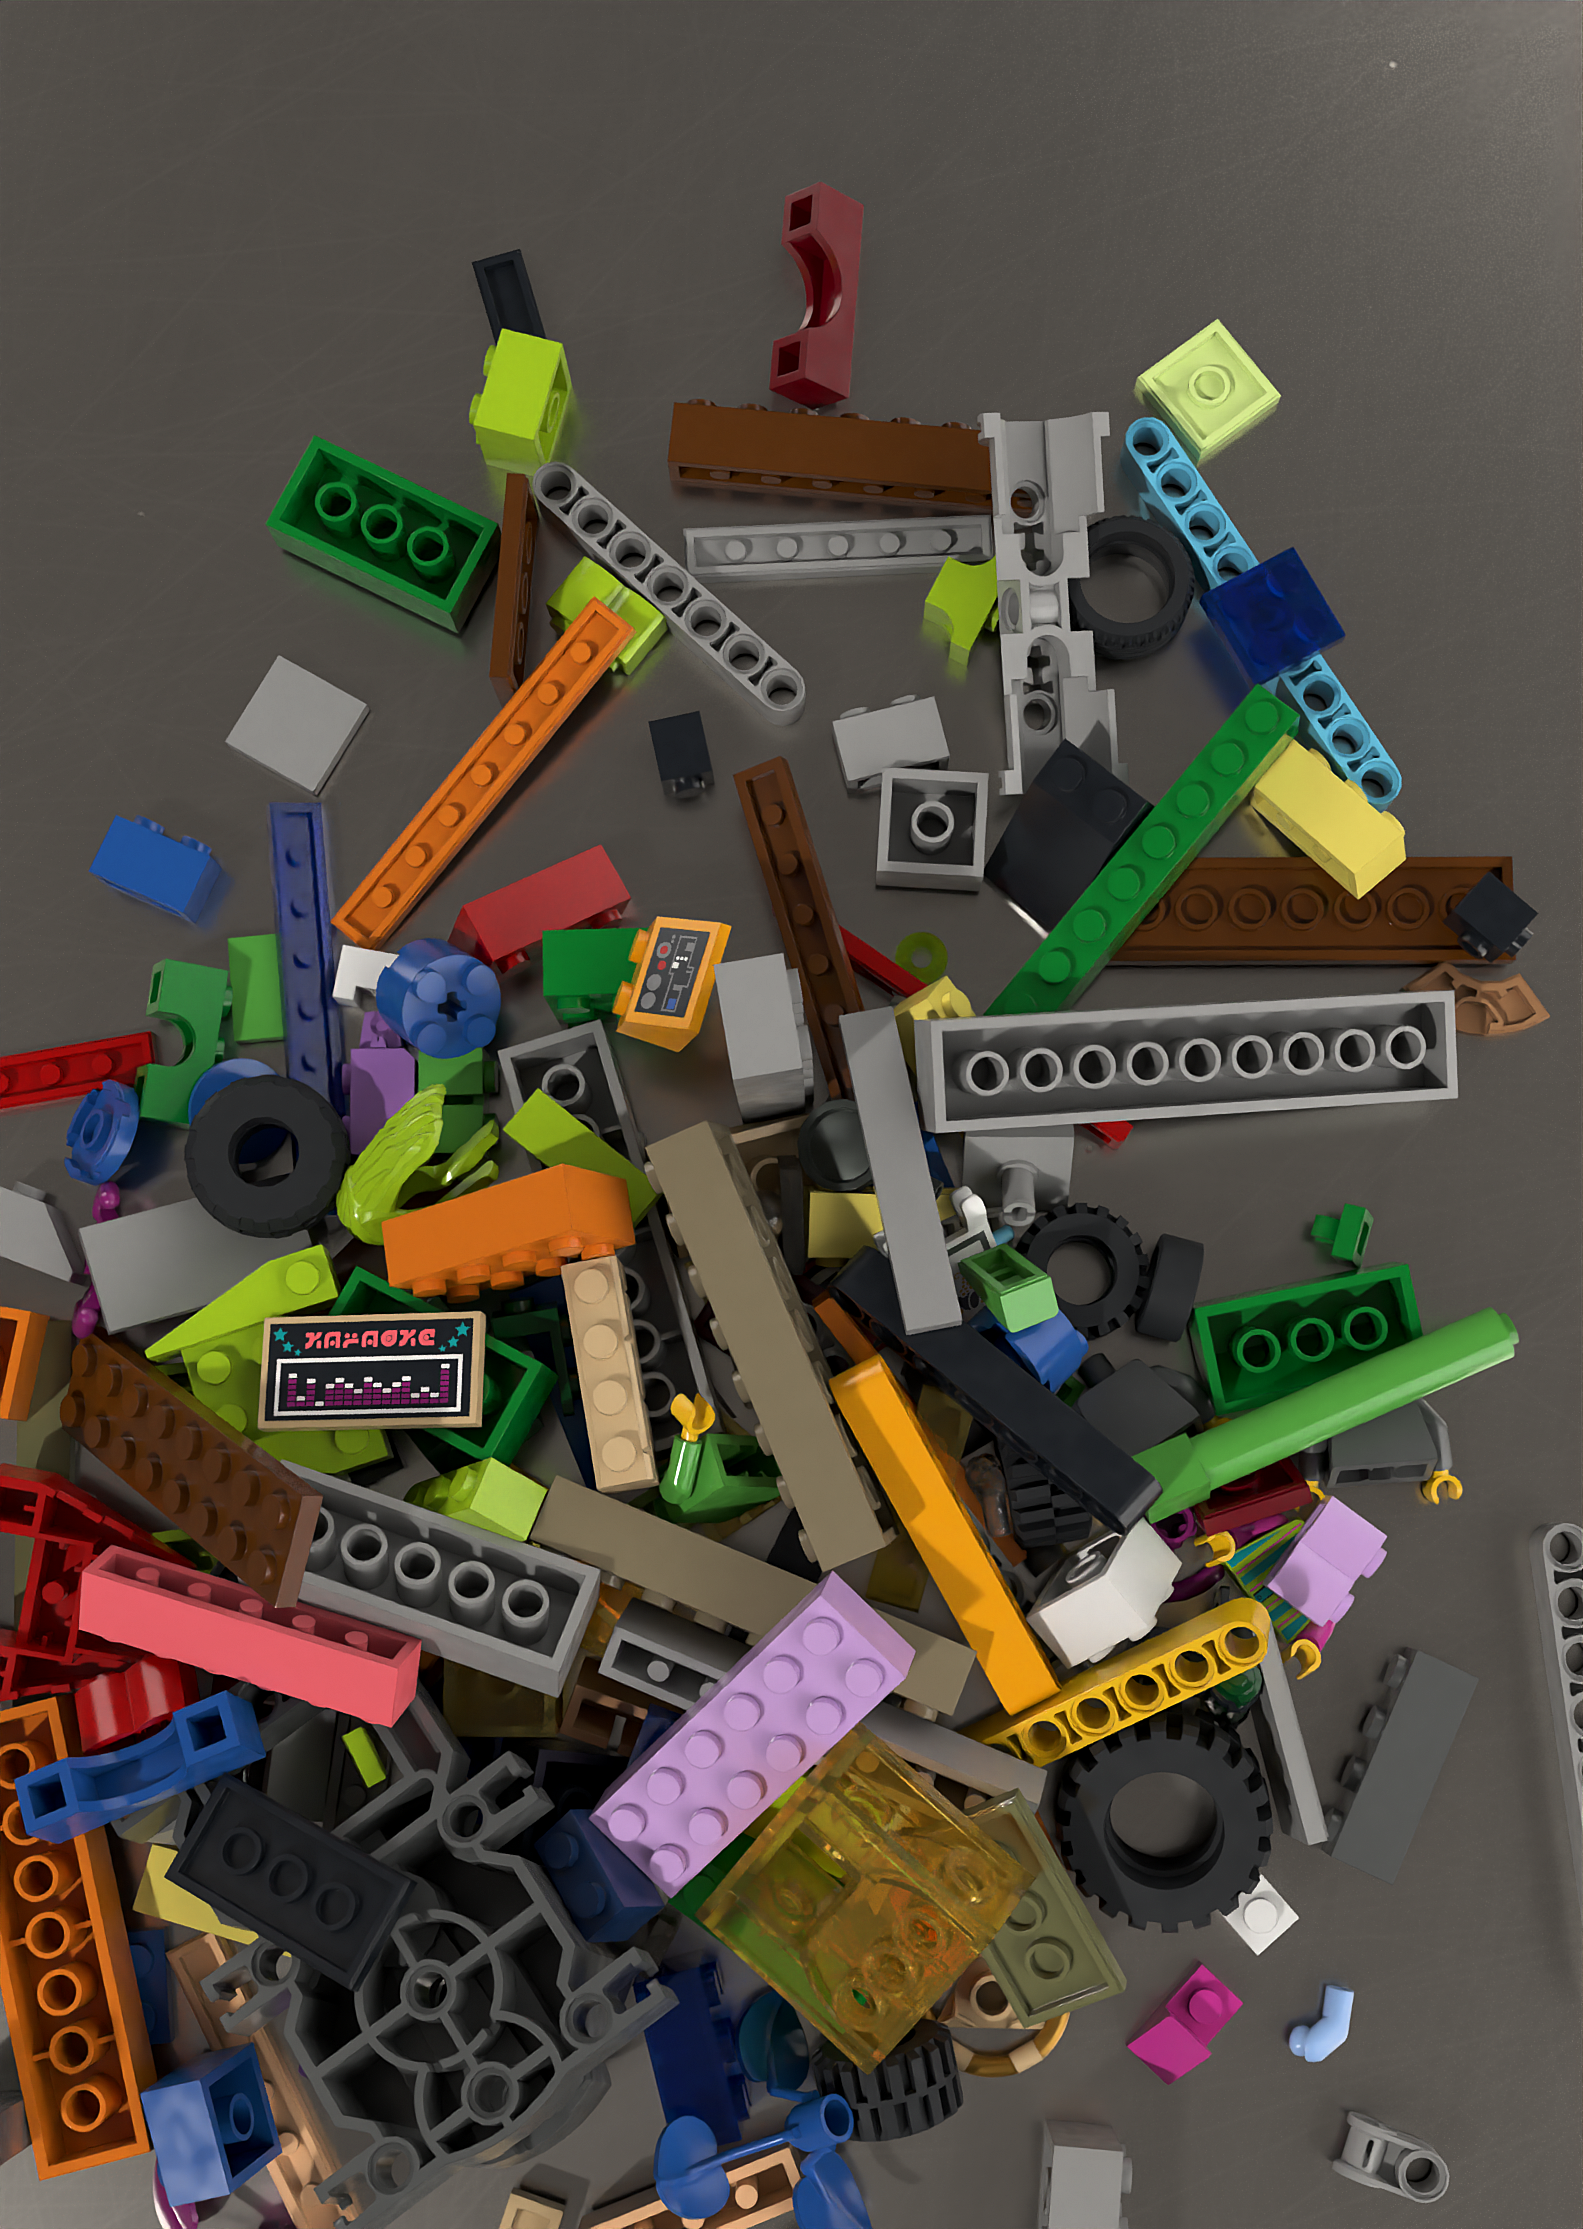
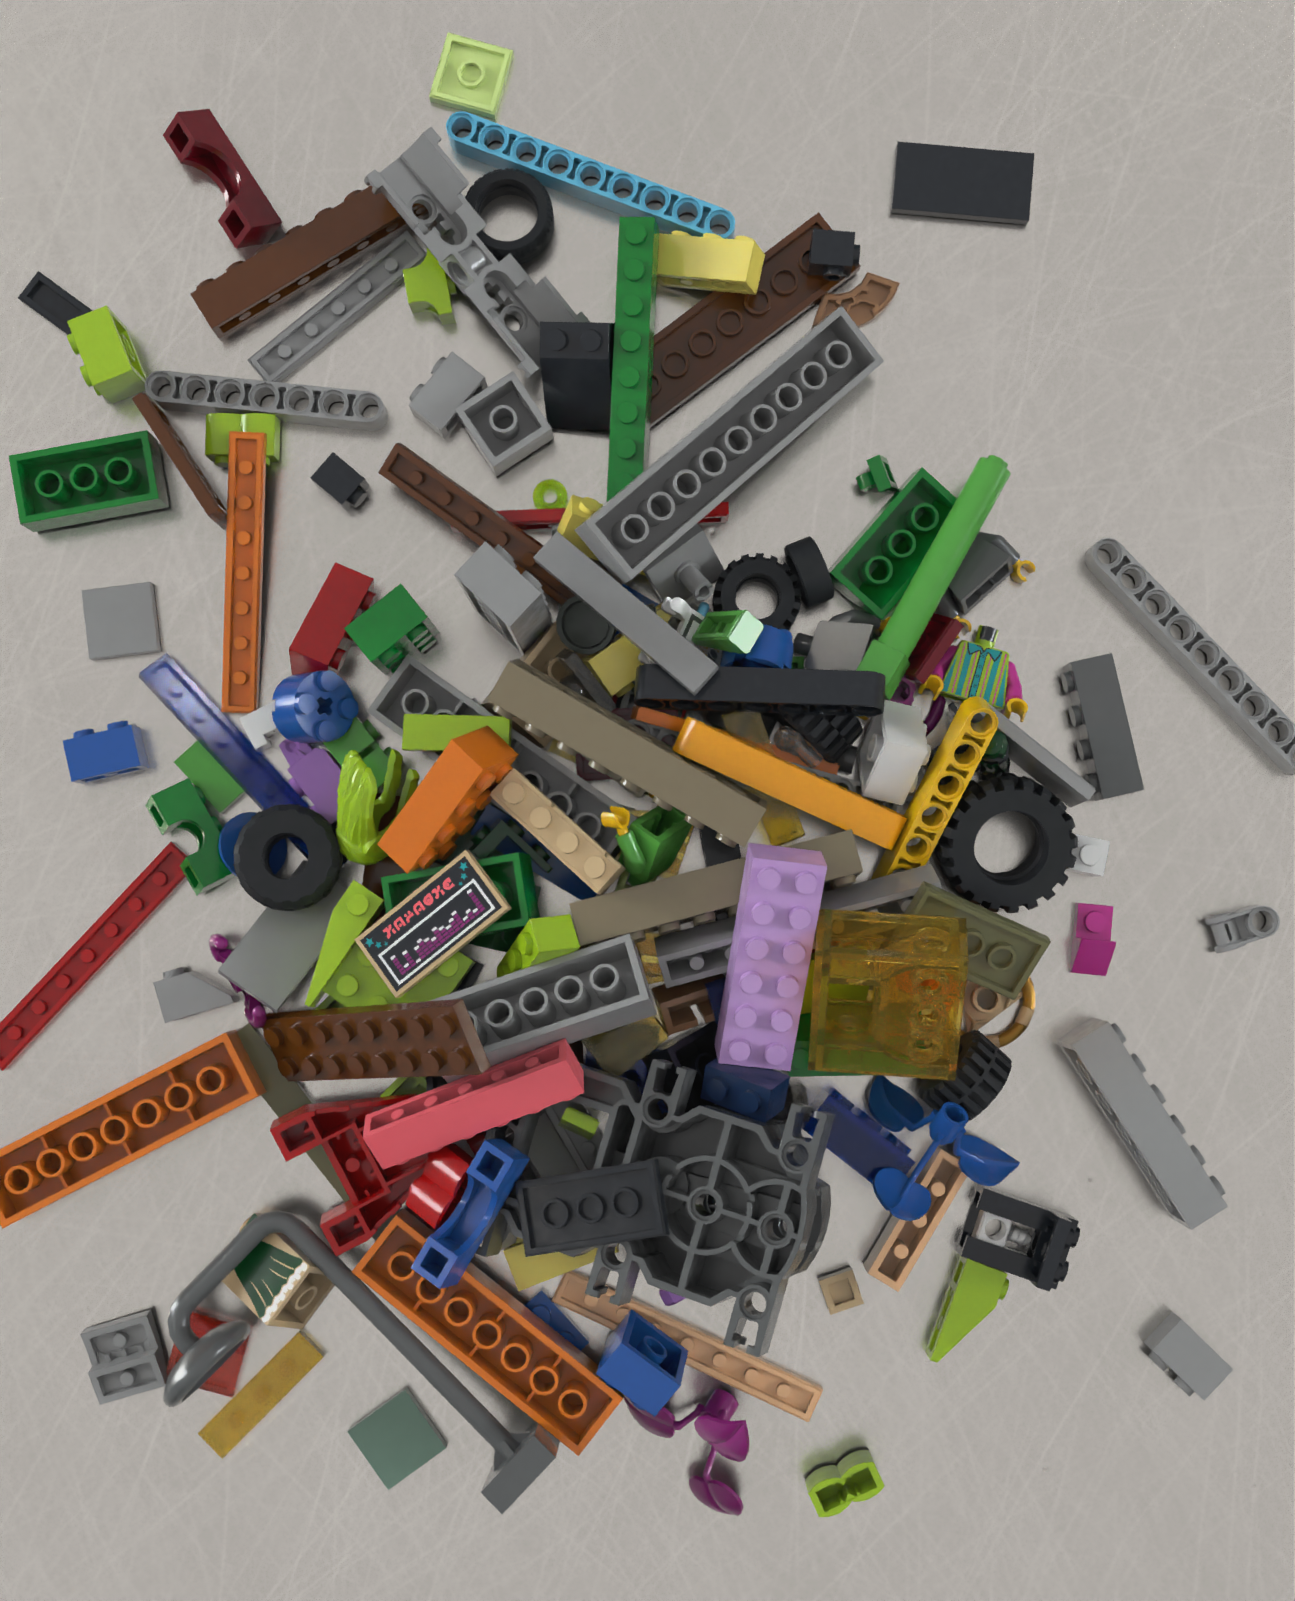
camera: 40 degrees left, 5 degrees up
(102, 1132) = (188, 912): blue tile -> none
(670, 980) = (433, 602): slope -> none
(1272, 618) = (599, 176): clear blue plate -> none
(1326, 1561) = (992, 651): lavender brick -> none
(1329, 2031) = (1165, 889): light blue arm -> none

